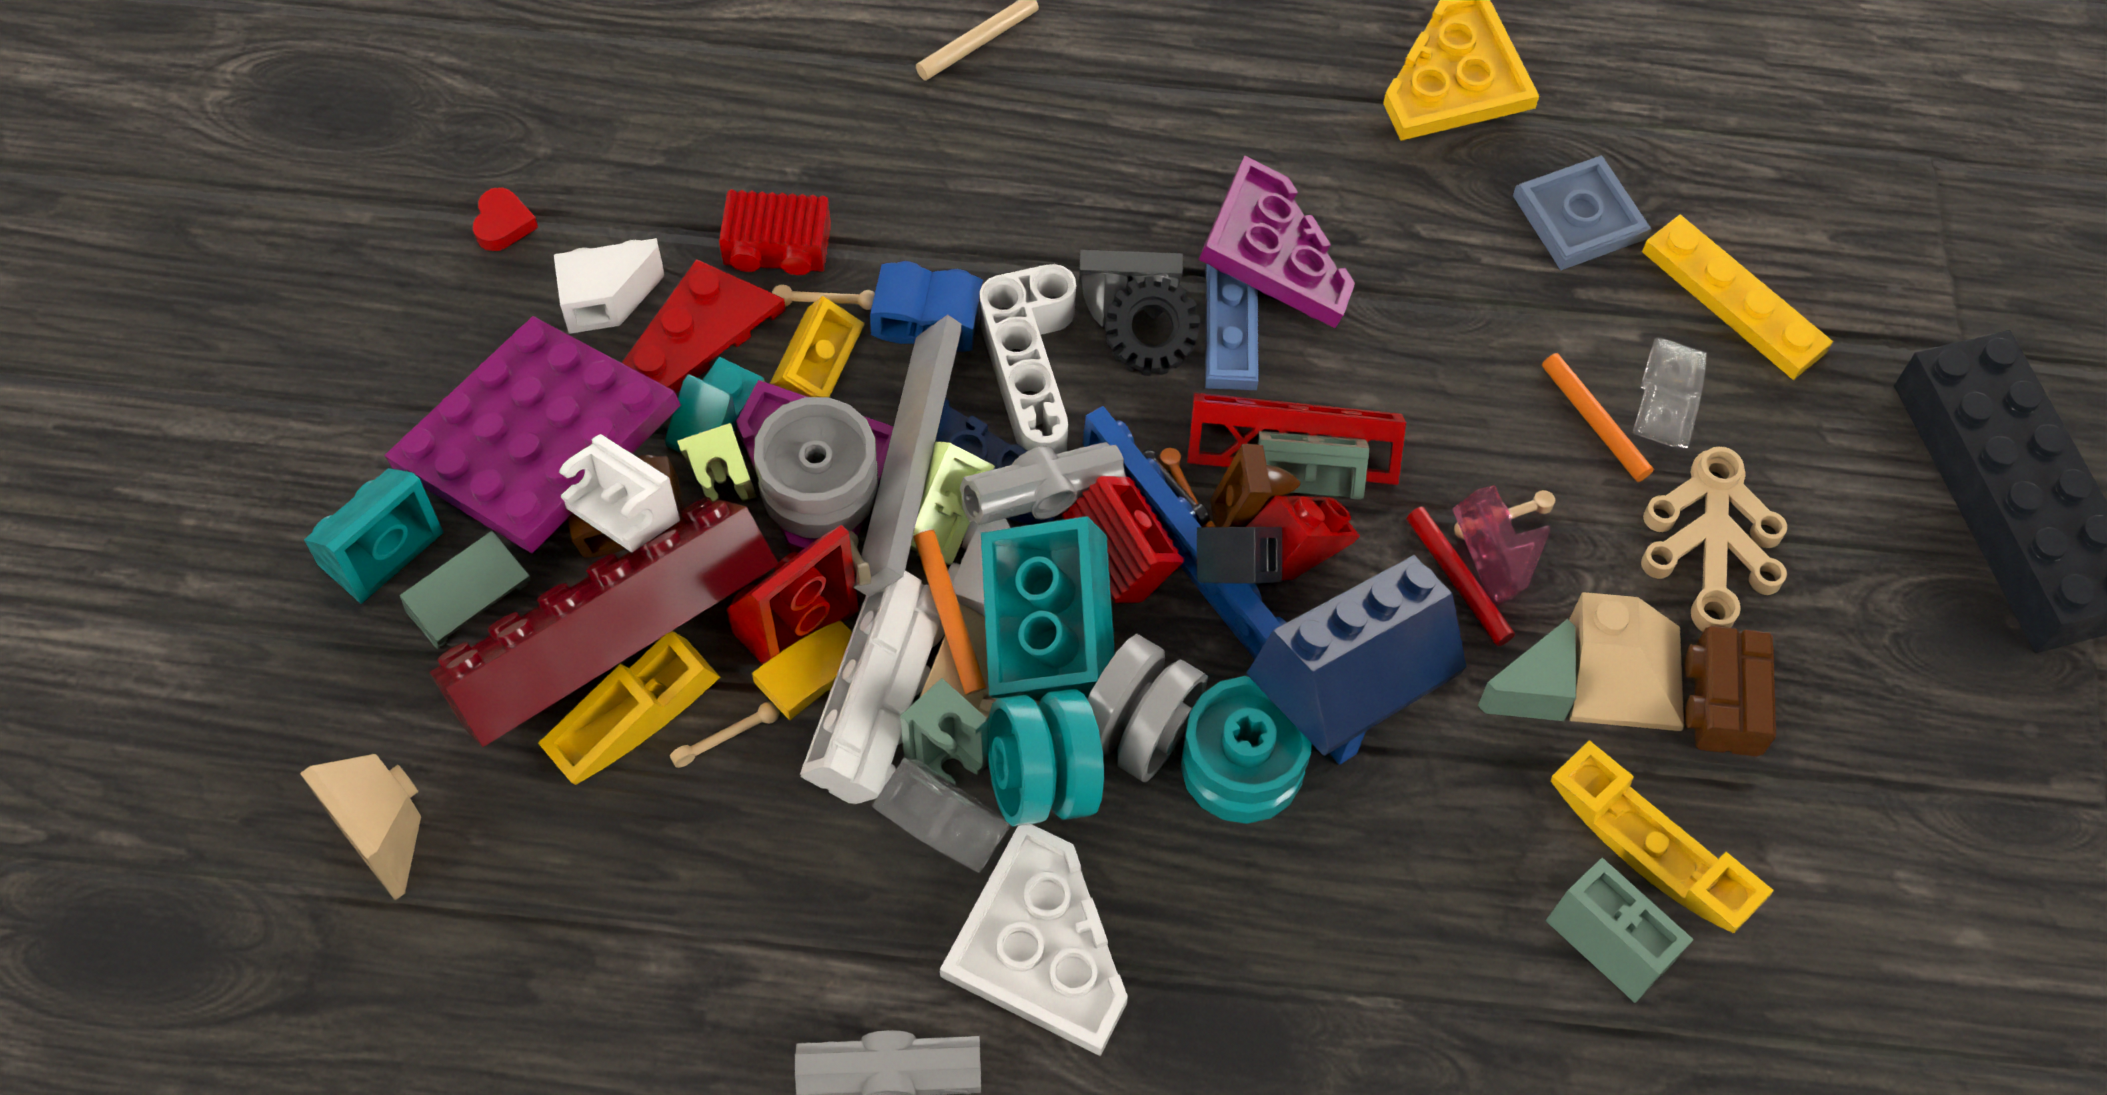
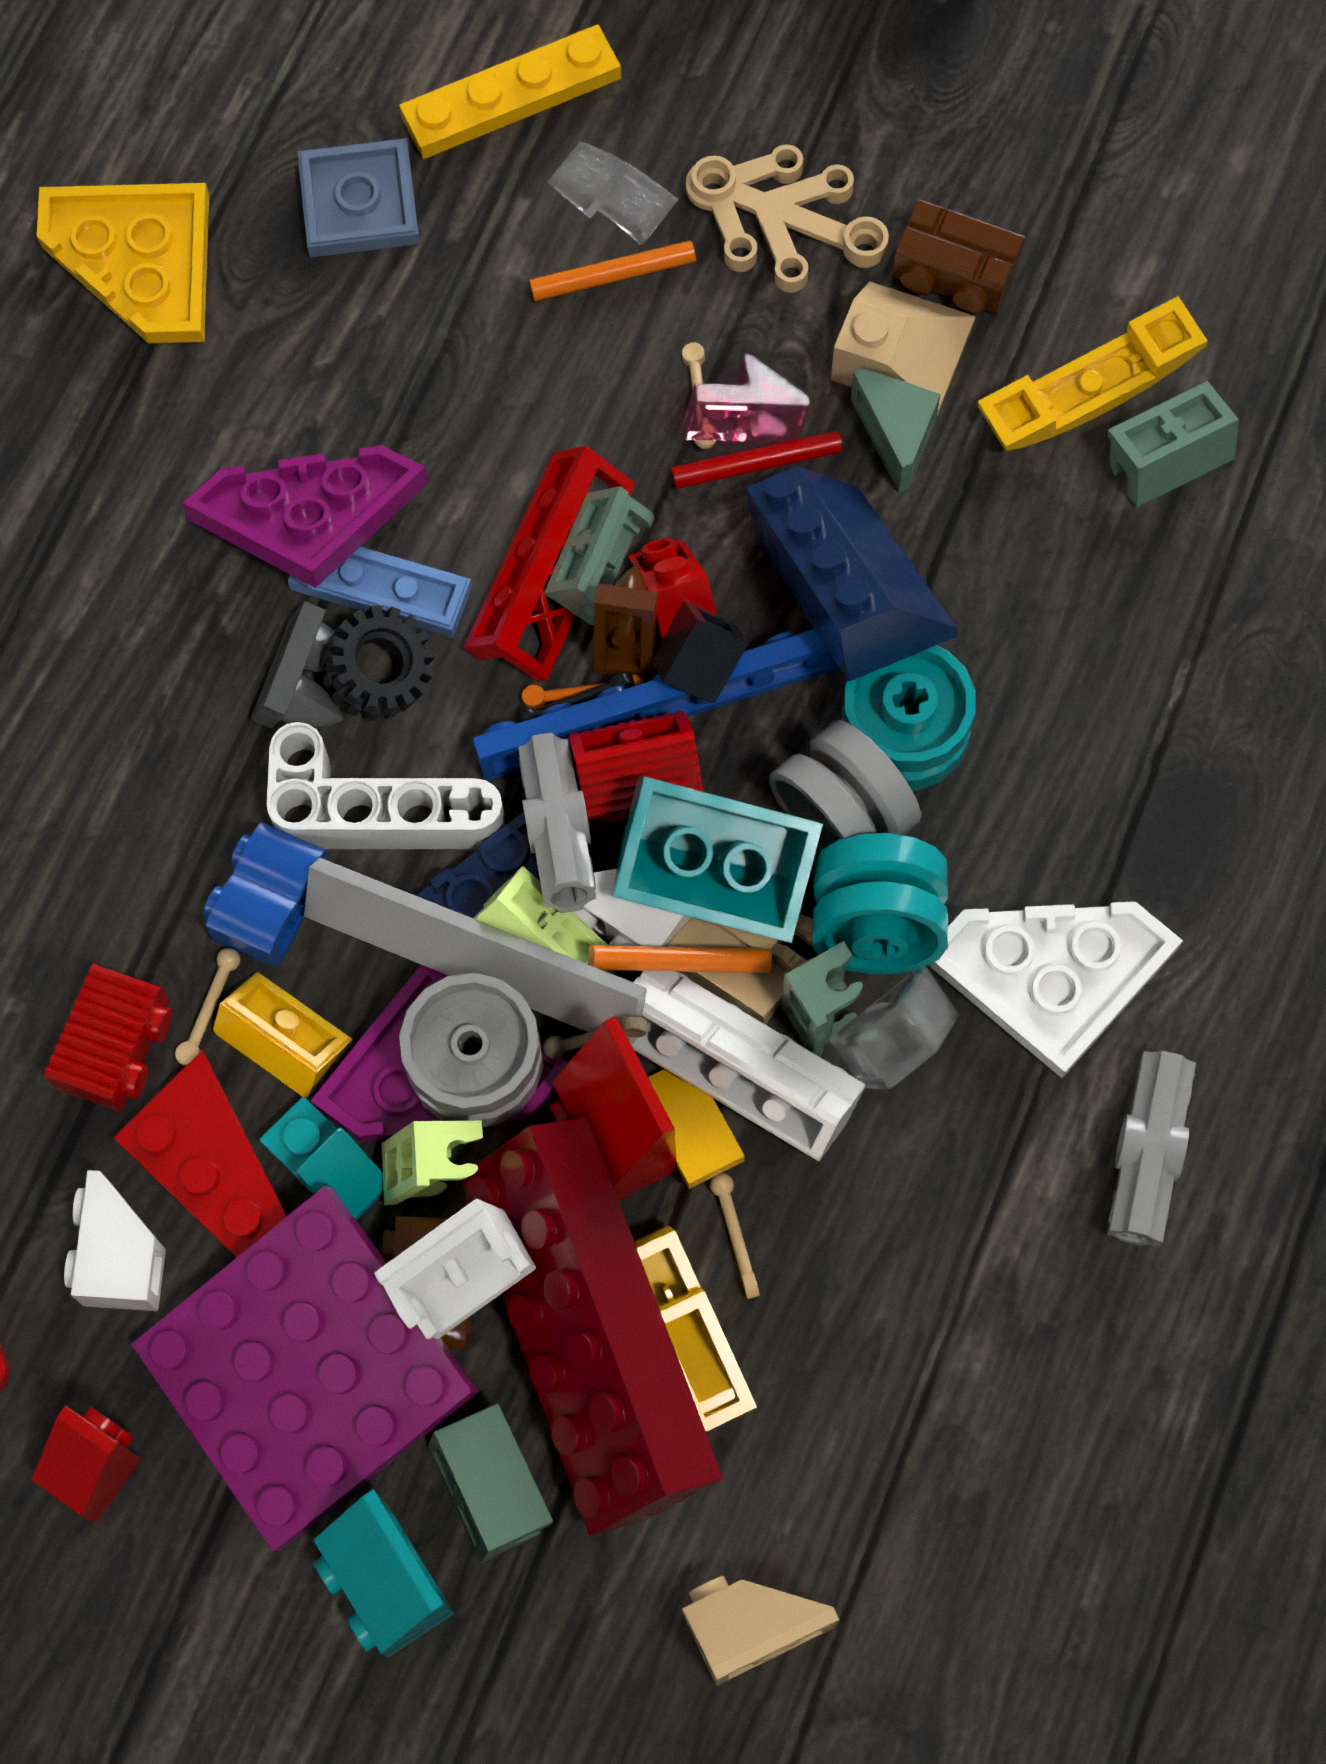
camera: 70 degrees left, 10 degrees up
(428, 305) = (85, 1462): none -> red slope

